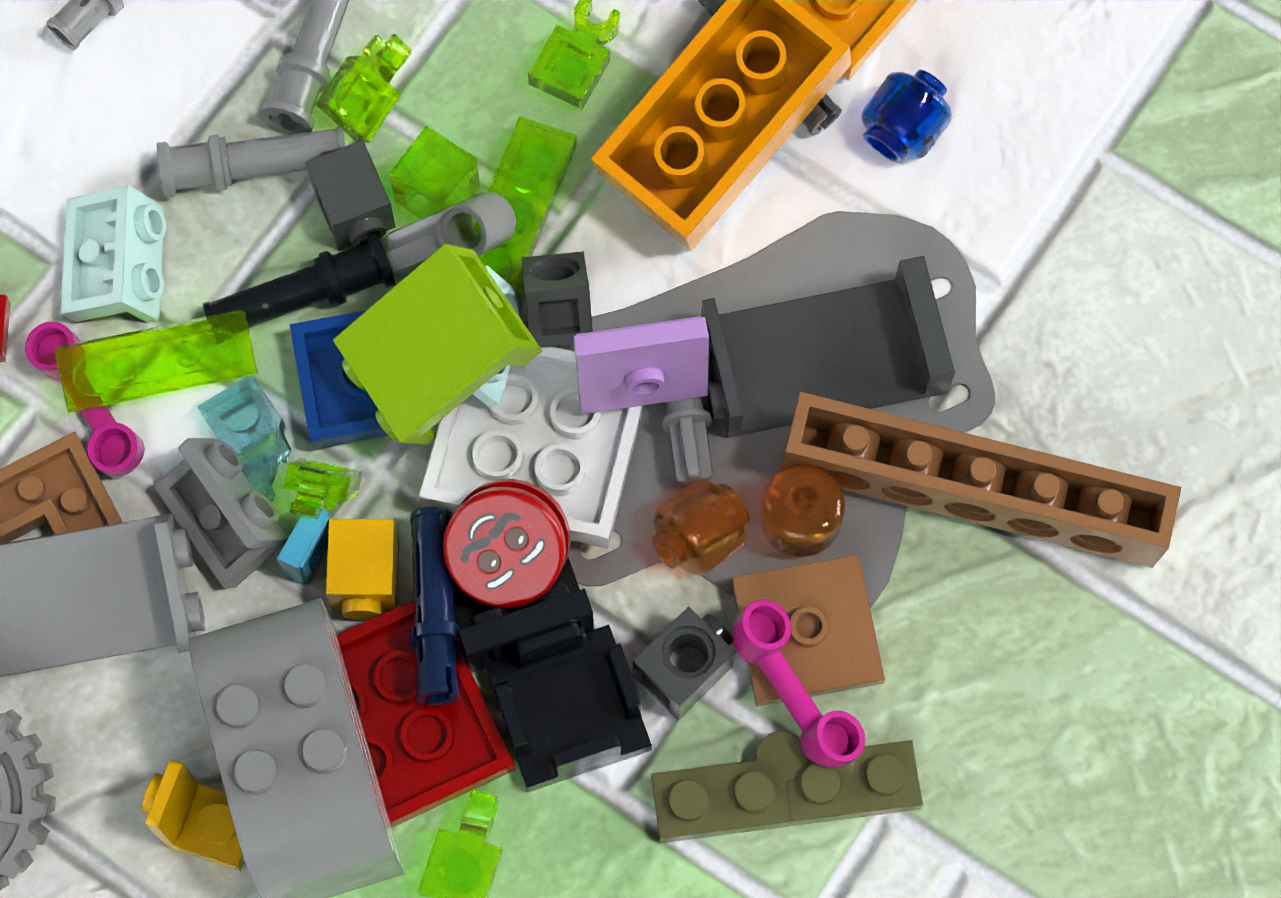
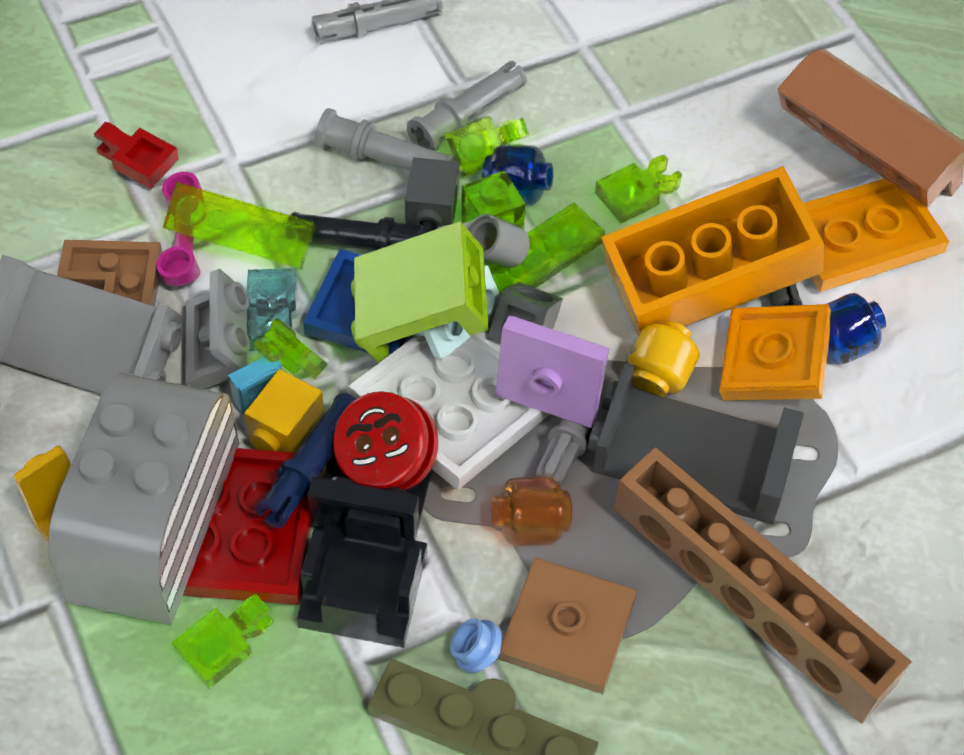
camera: 30 degrees right, 15 degrees down
(112, 255) = (260, 160): light aqua bracket -> none
(434, 102) = (525, 168): none -> clear blue head
(678, 689) = (449, 577): dark grey brick -> none
(730, 708) = (476, 644): none -> light blue plate
(733, 265) = (663, 358): none -> yellow head
(783, 514) = (611, 536): clear orange head -> none
(825, 739) = (537, 699): dark pink bar -> none
(849, 191) = (776, 353): none -> light orange plate

